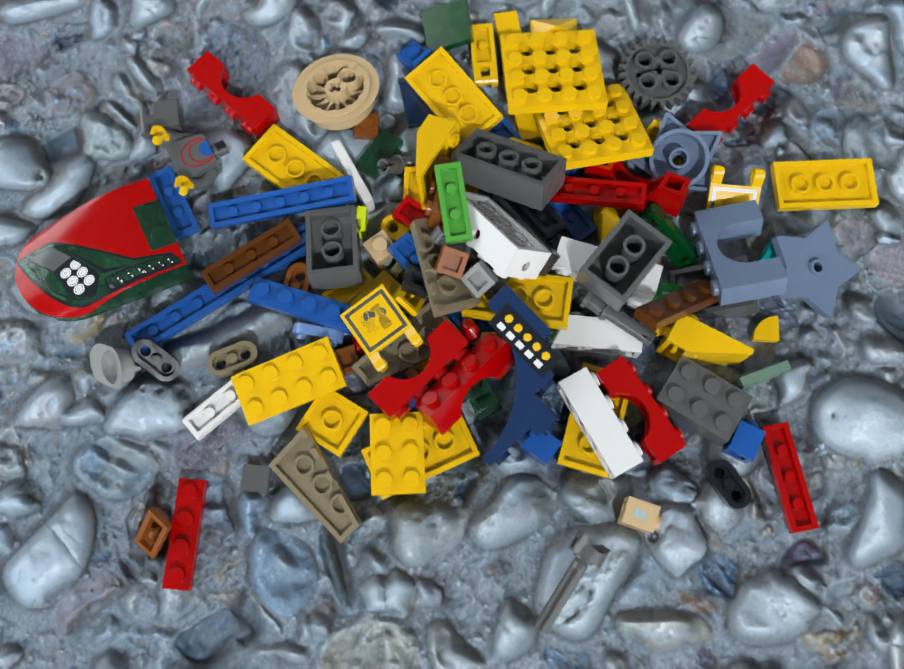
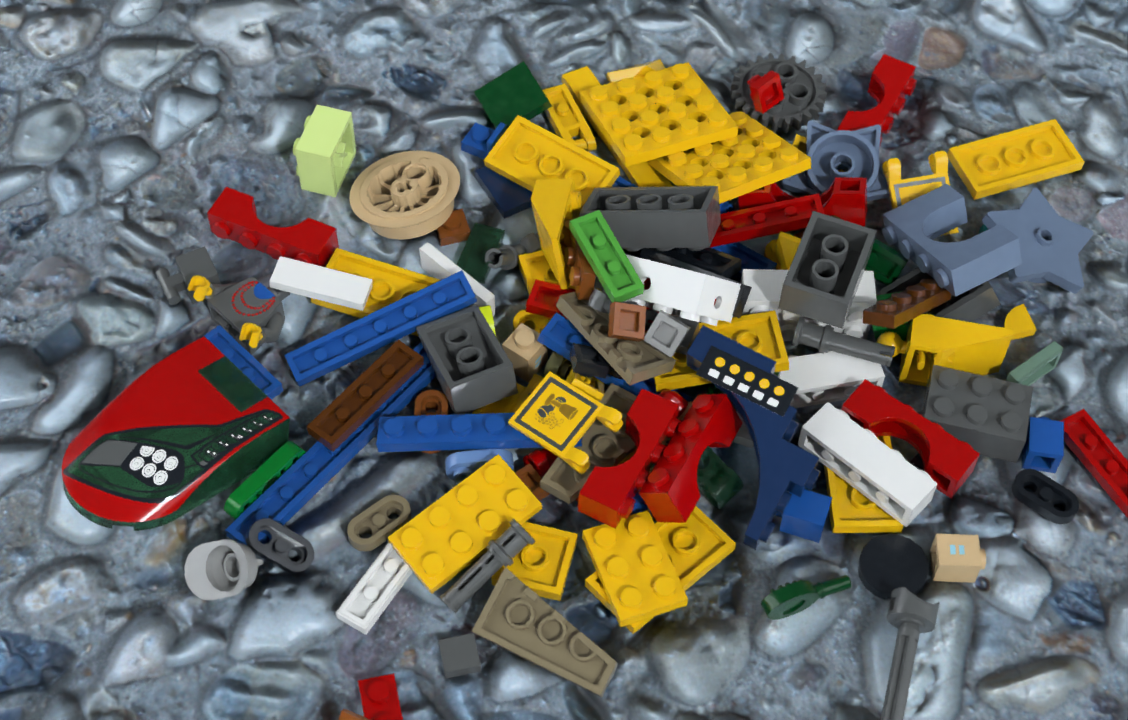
camera: 20 degrees left, 20 degrees down
(162, 300) = (262, 479): none -> green beam
(250, 152) = (321, 283): none -> white tile
(289, 37) = (325, 150): none -> yellowish green brick
(303, 415) = (499, 553): none -> dark grey pin
(510, 509) = (800, 595): none -> dark green piece
(590, 505) = (892, 563): none -> black tile
(642, 75) = (765, 91): none -> red tile

